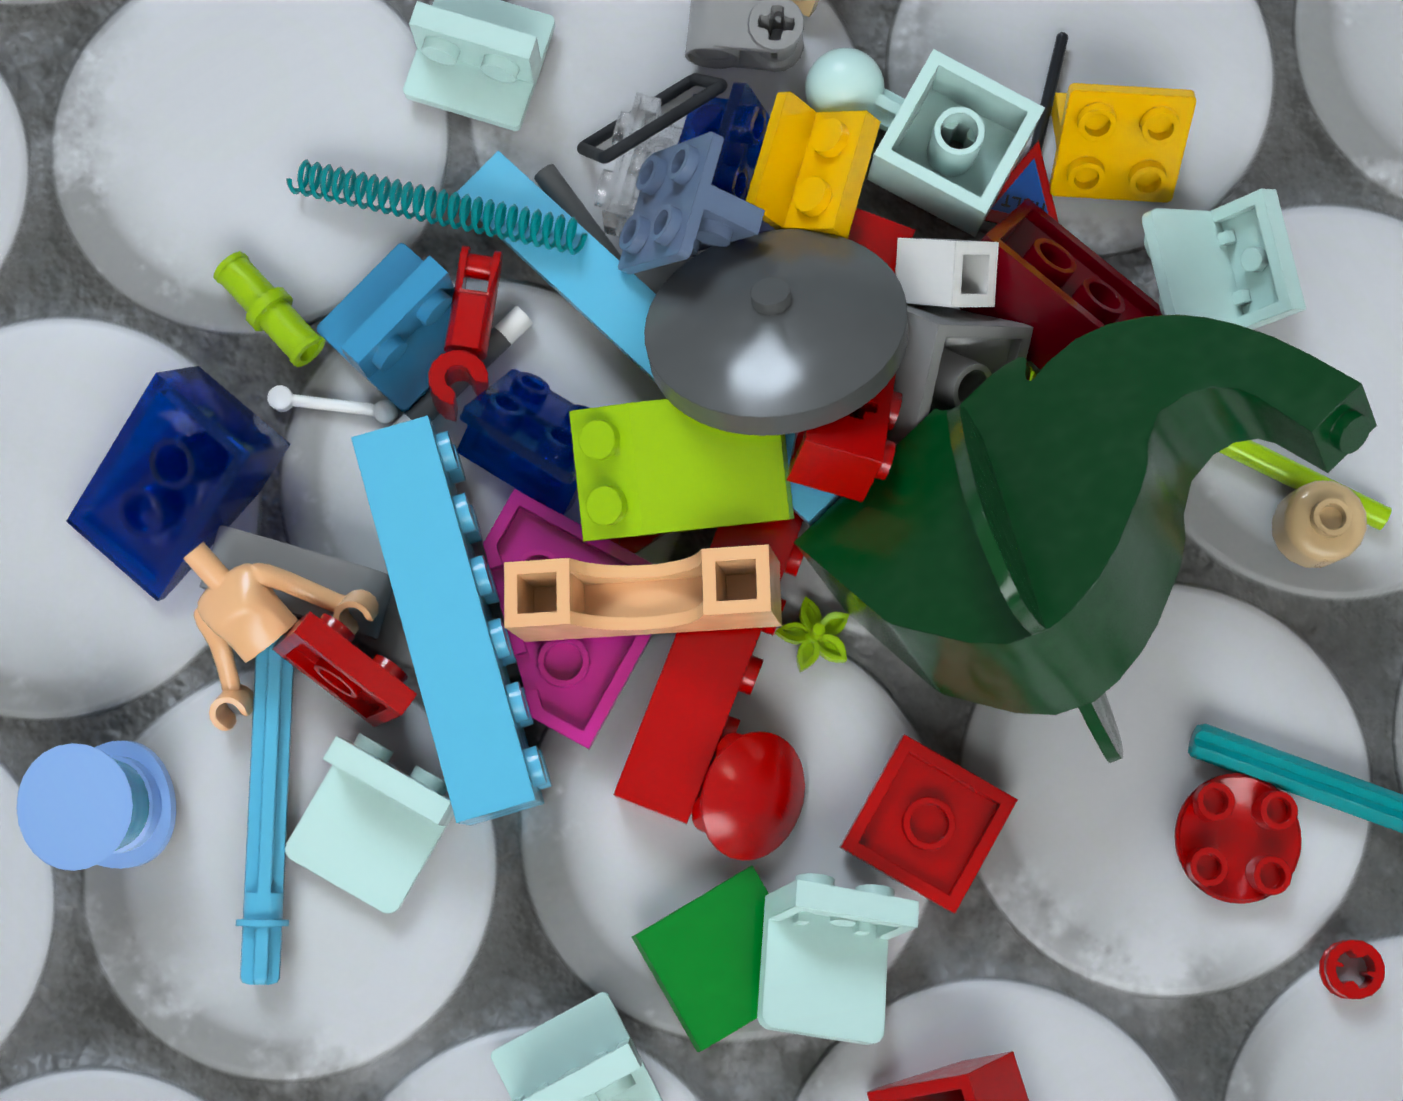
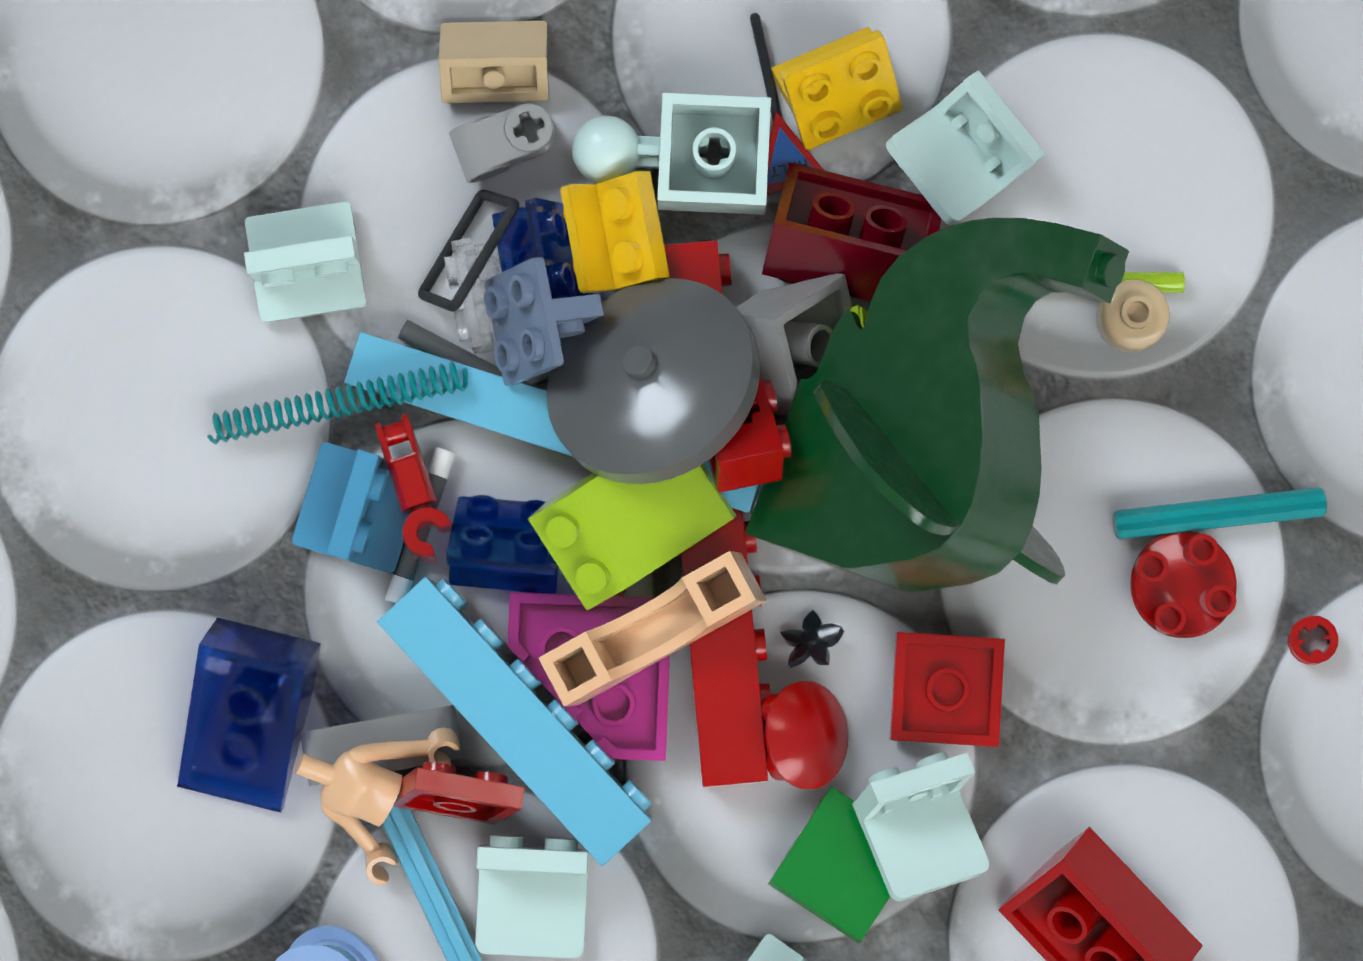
camera: 25 degrees left, 5 degrees up
(269, 309) = (247, 545): lime pin -> none
(283, 400) = (292, 609): white hinge -> none
(808, 699) = (812, 640): none -> black plant
(815, 635) = (793, 588): lime plant -> none
(947, 271) = (758, 267): white brick -> none

